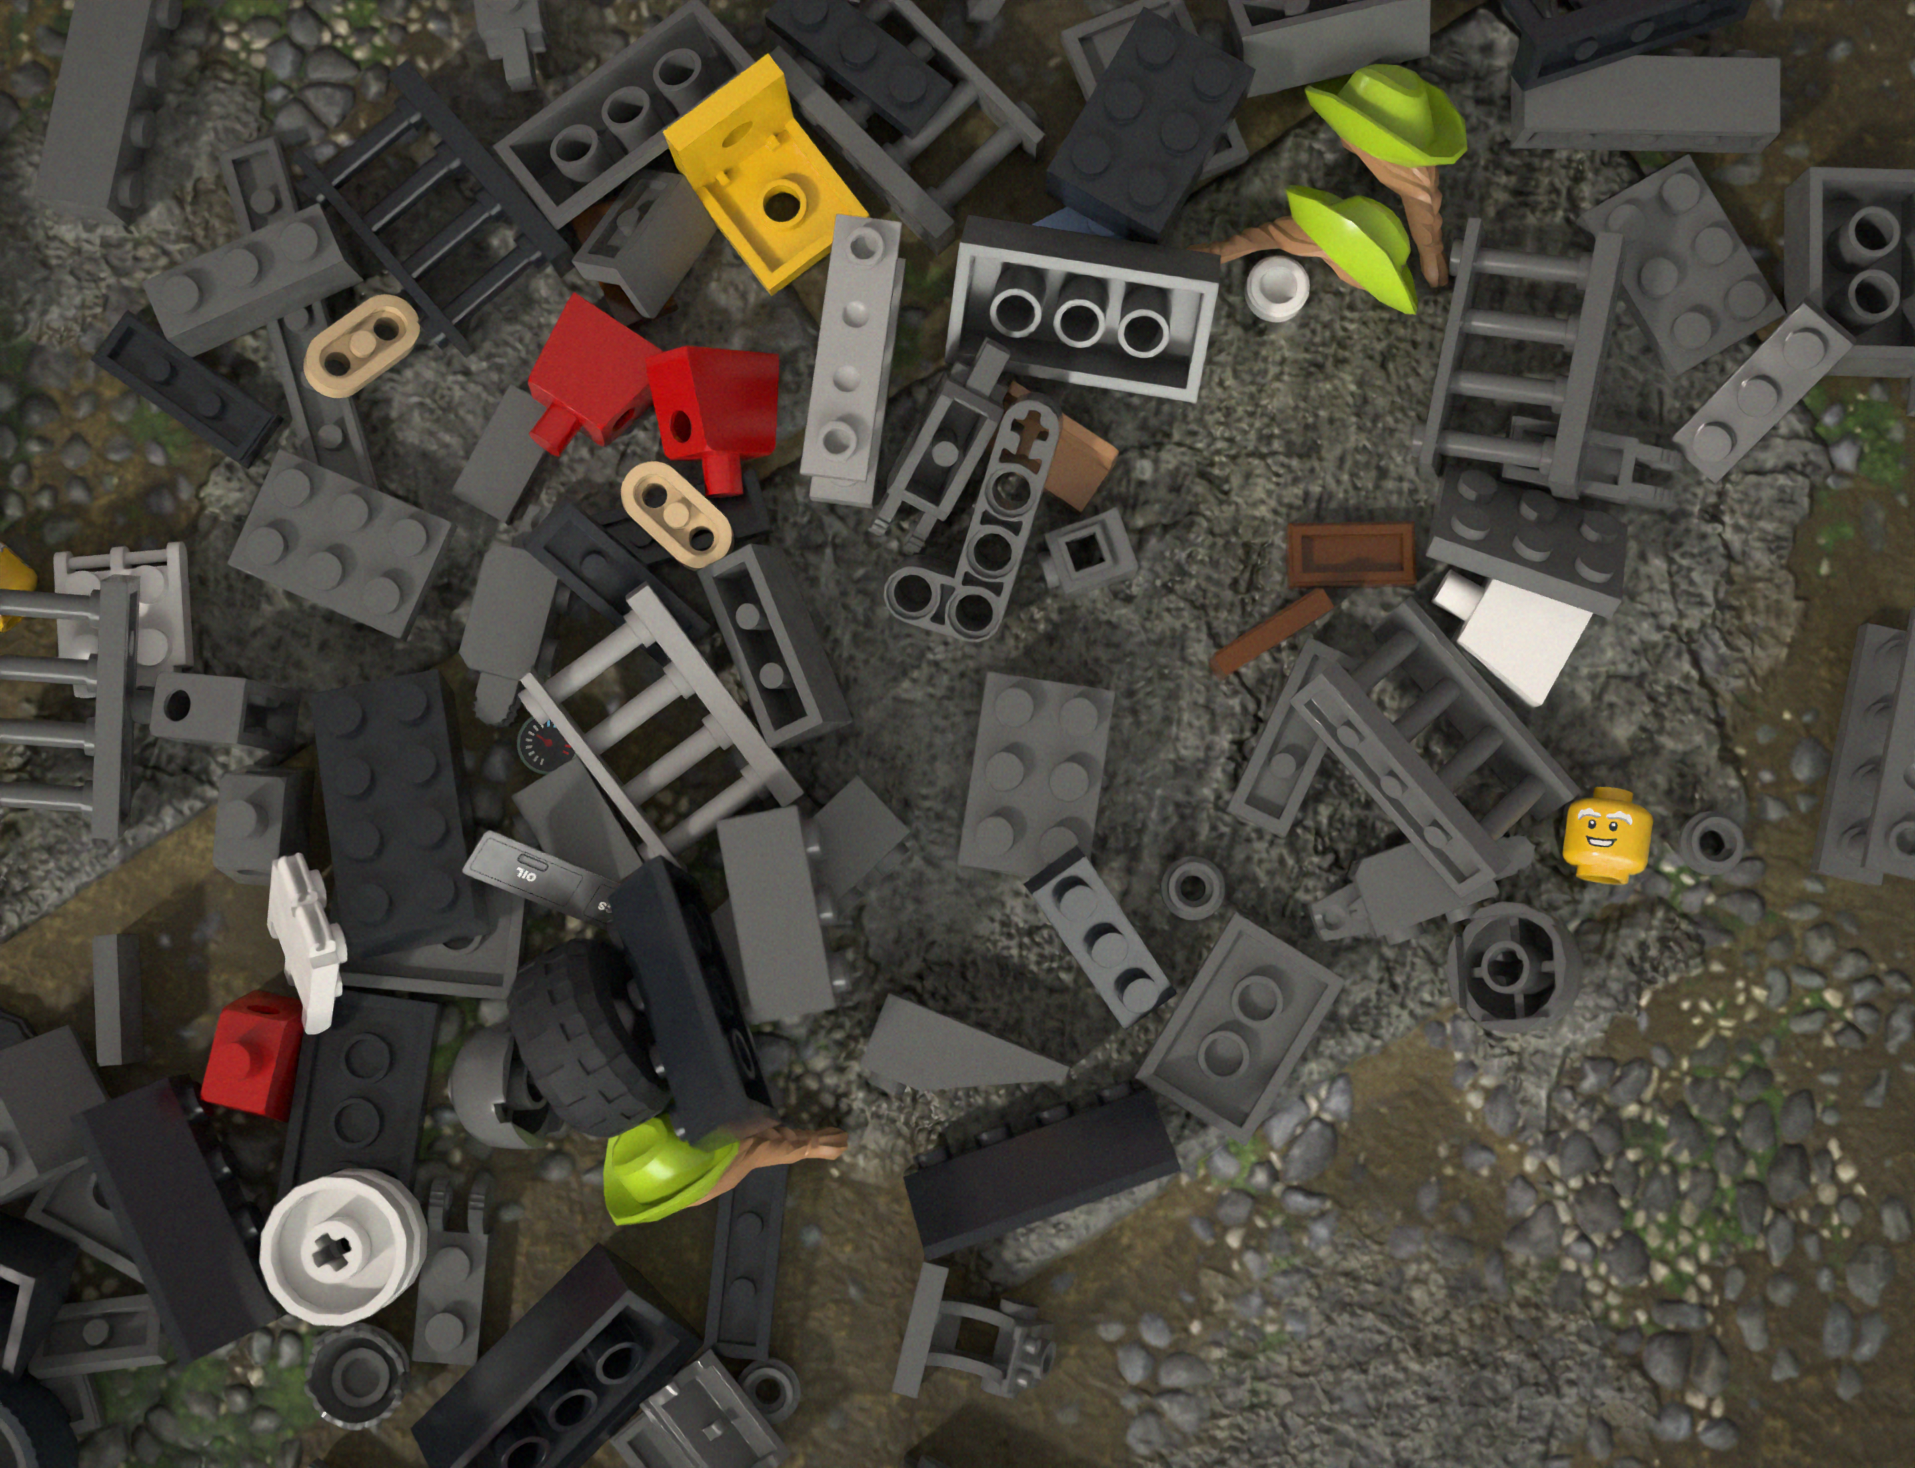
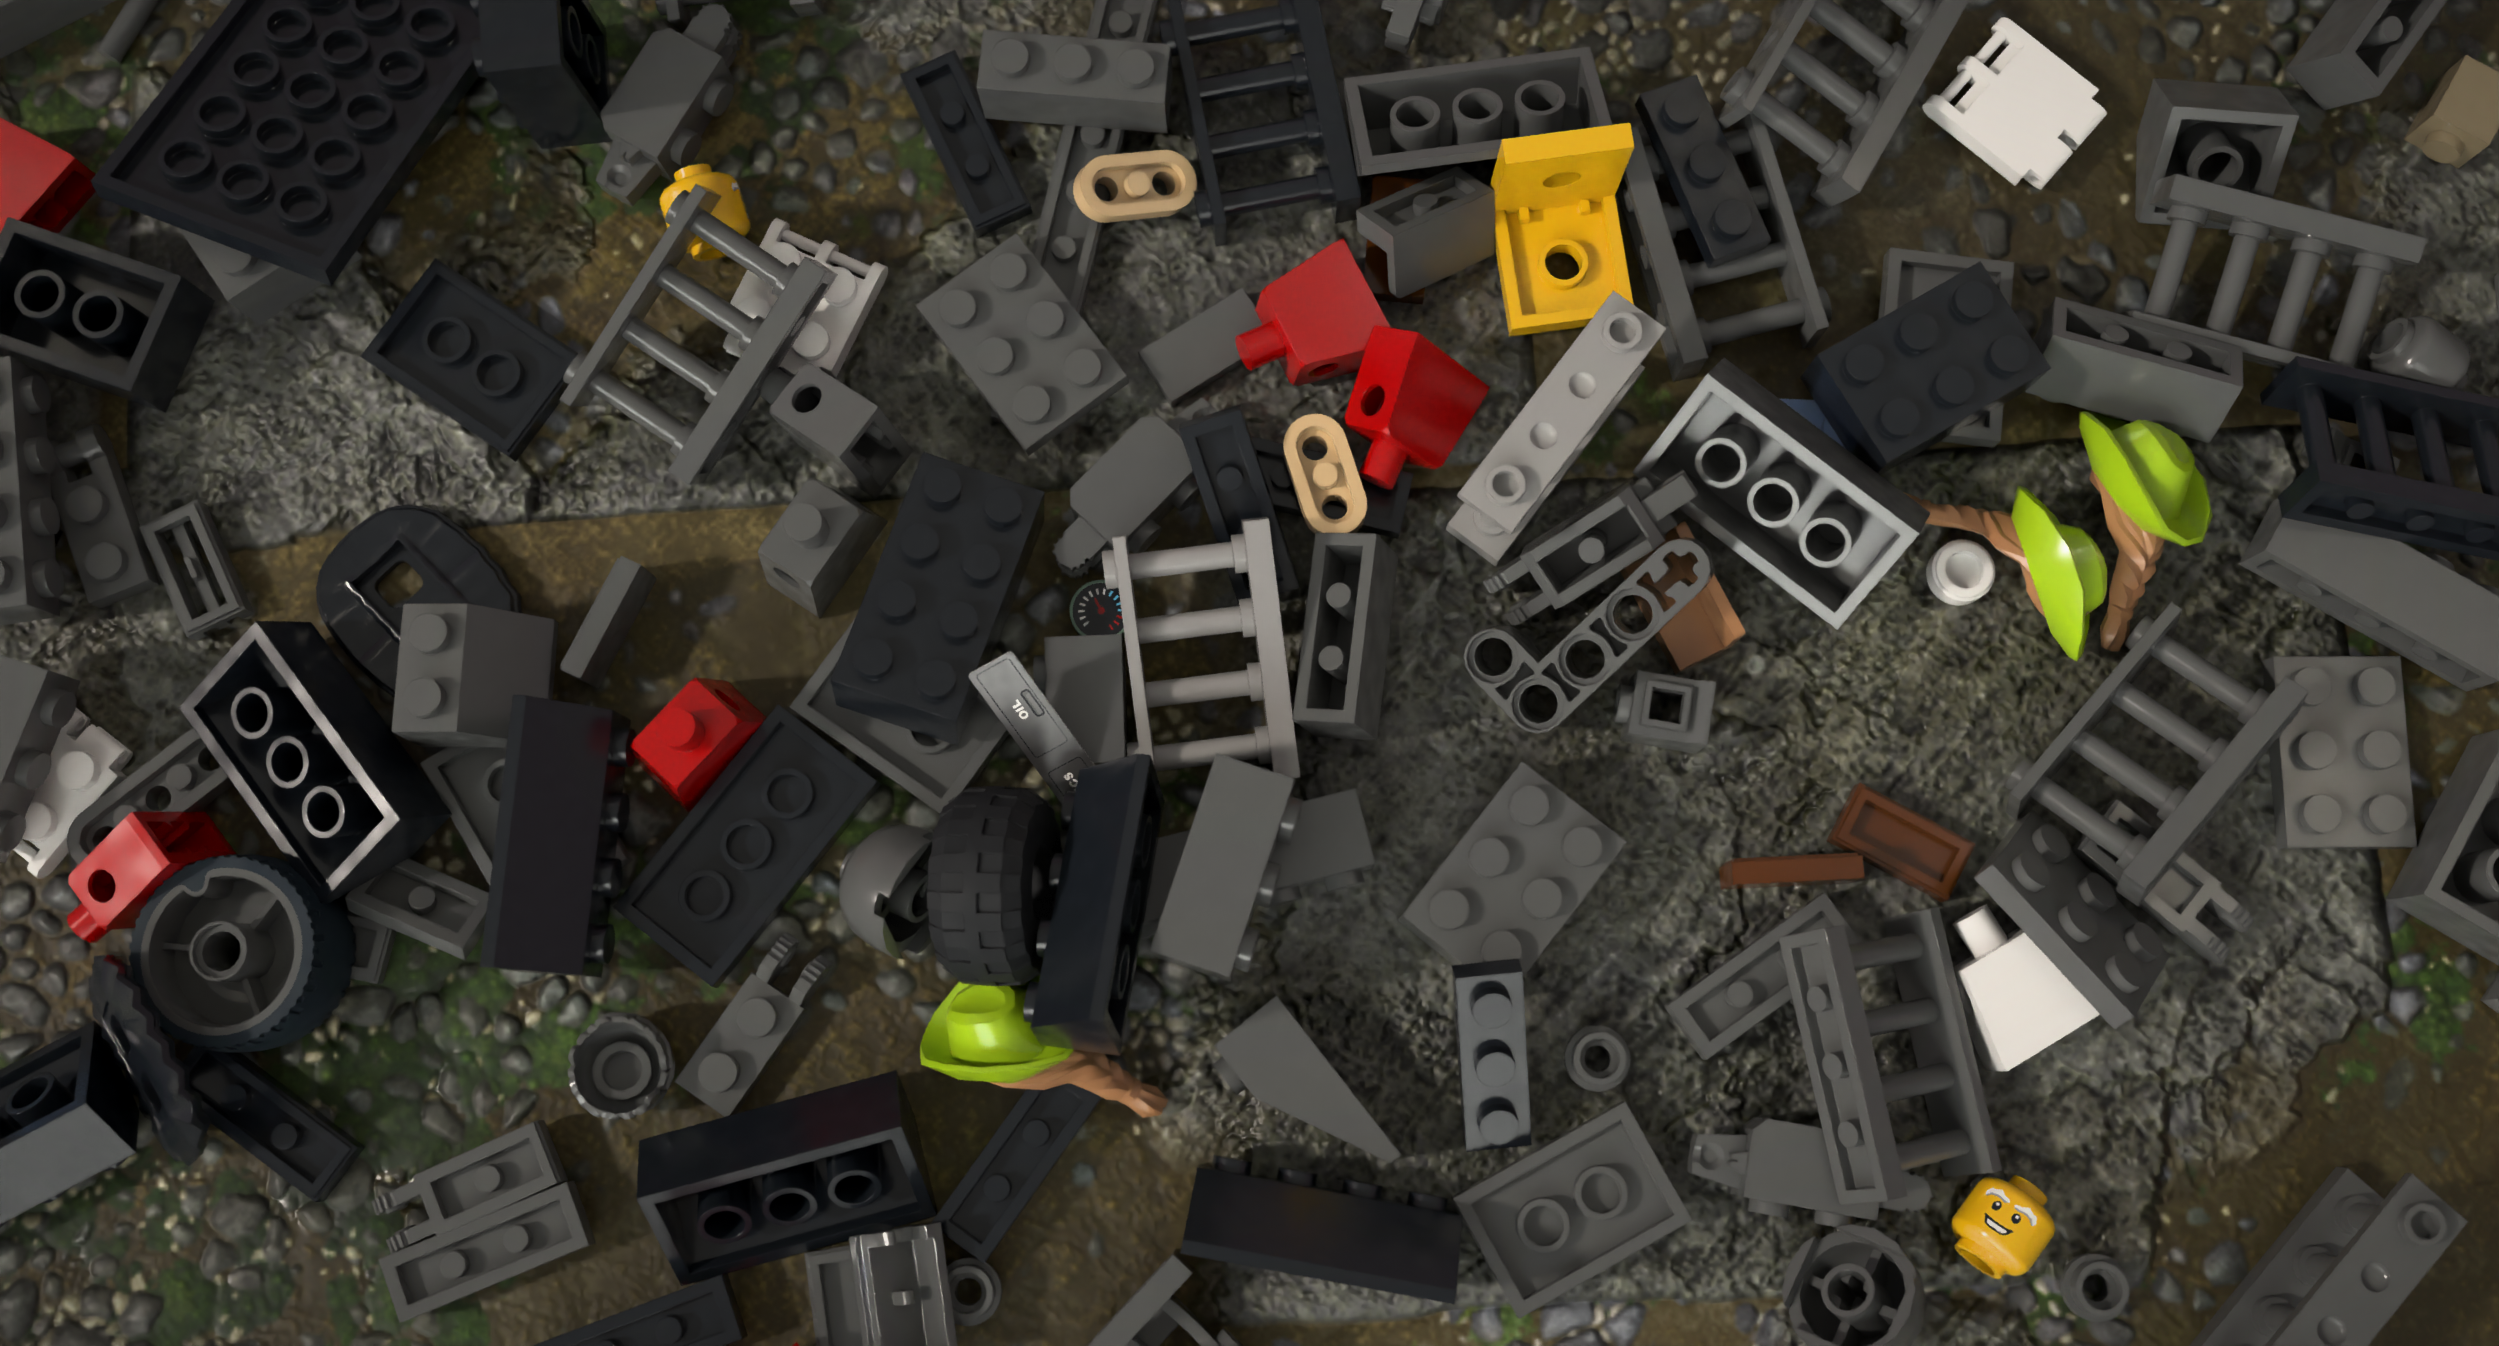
camera: 25 degrees right, 5 degrees down
(305, 1253) = (638, 937): white wheel -> none
(307, 939) = (799, 659): white plate -> none
(1762, 389) = (2362, 901): plate -> none

